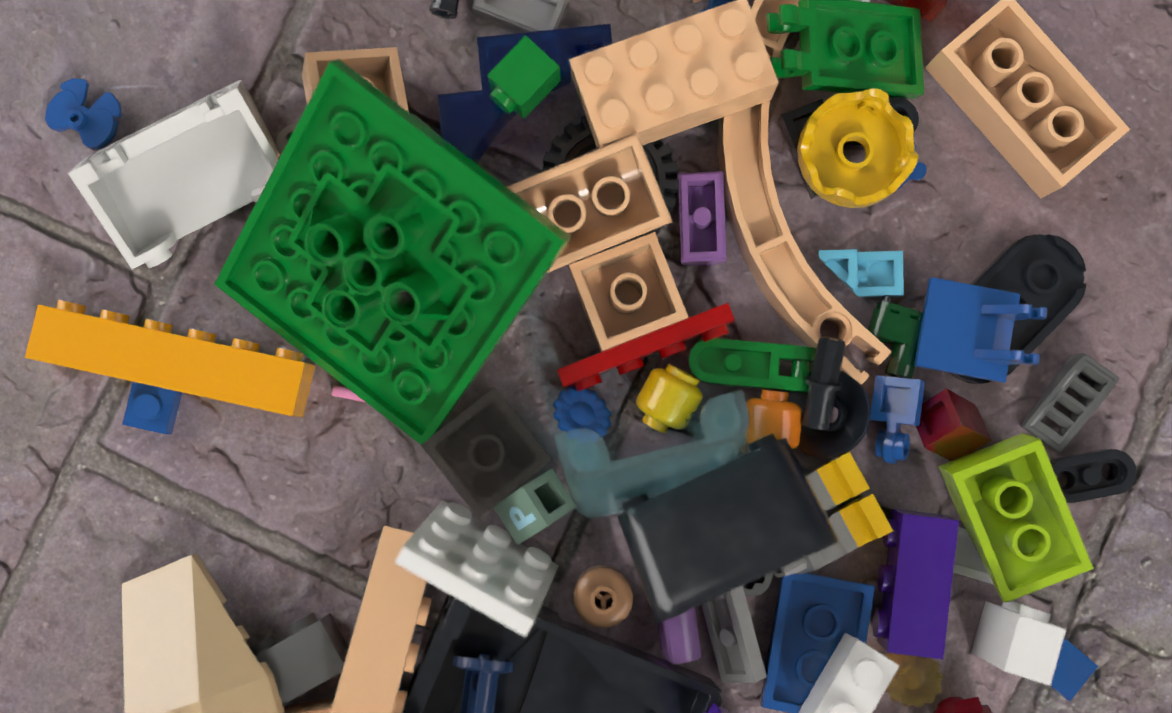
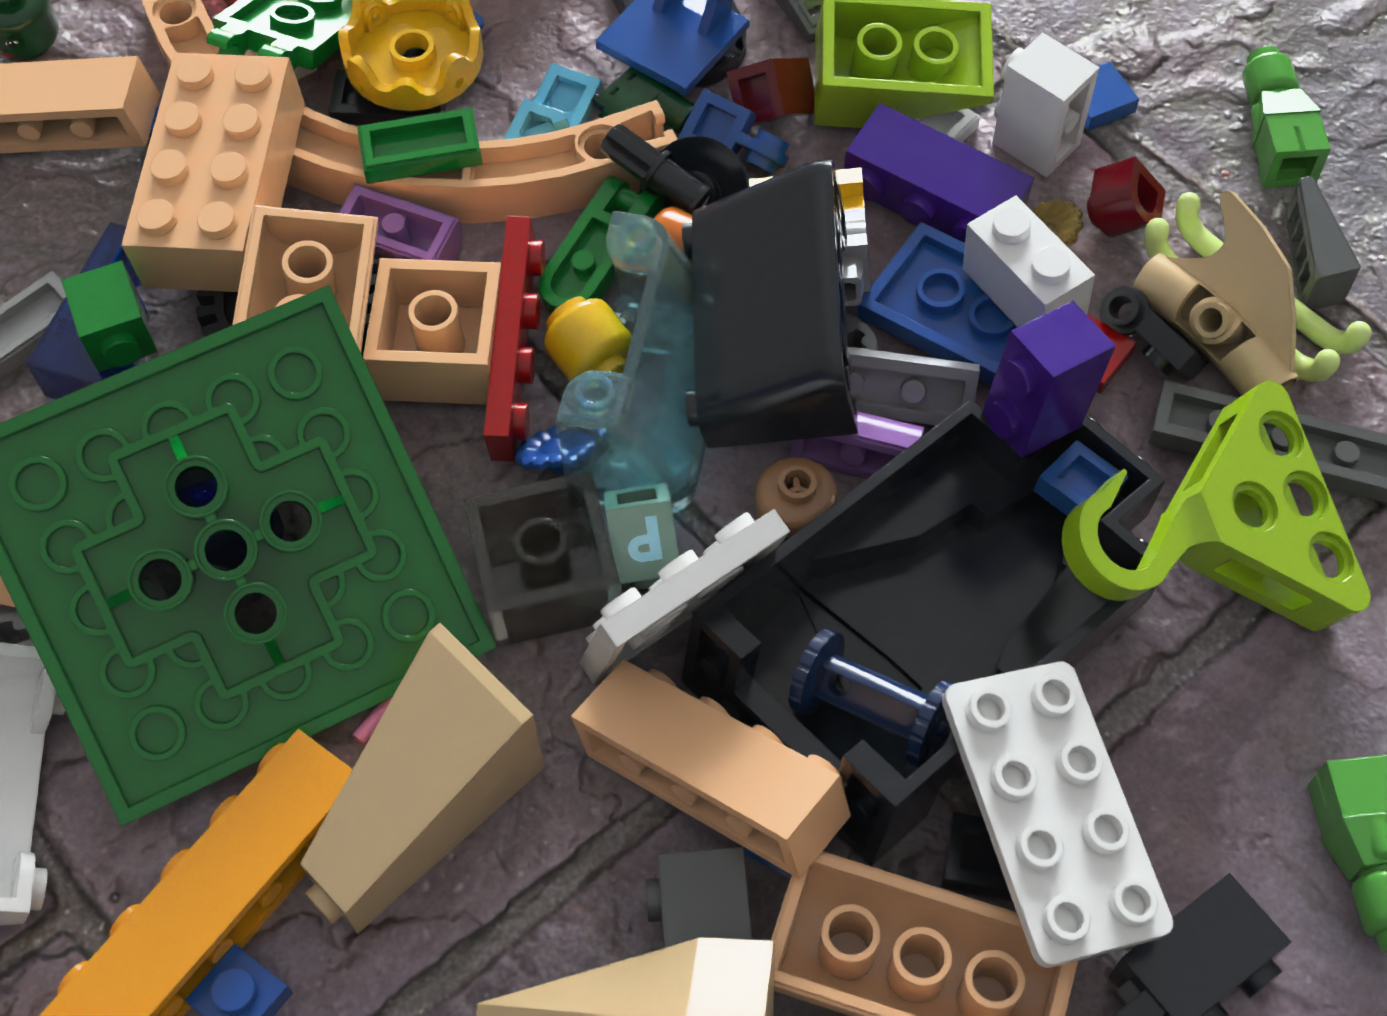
camera: 60 degrees left, 25 degrees down
(313, 457) = (424, 782): none -> tan slope
(768, 204) = (419, 145): none -> green tile

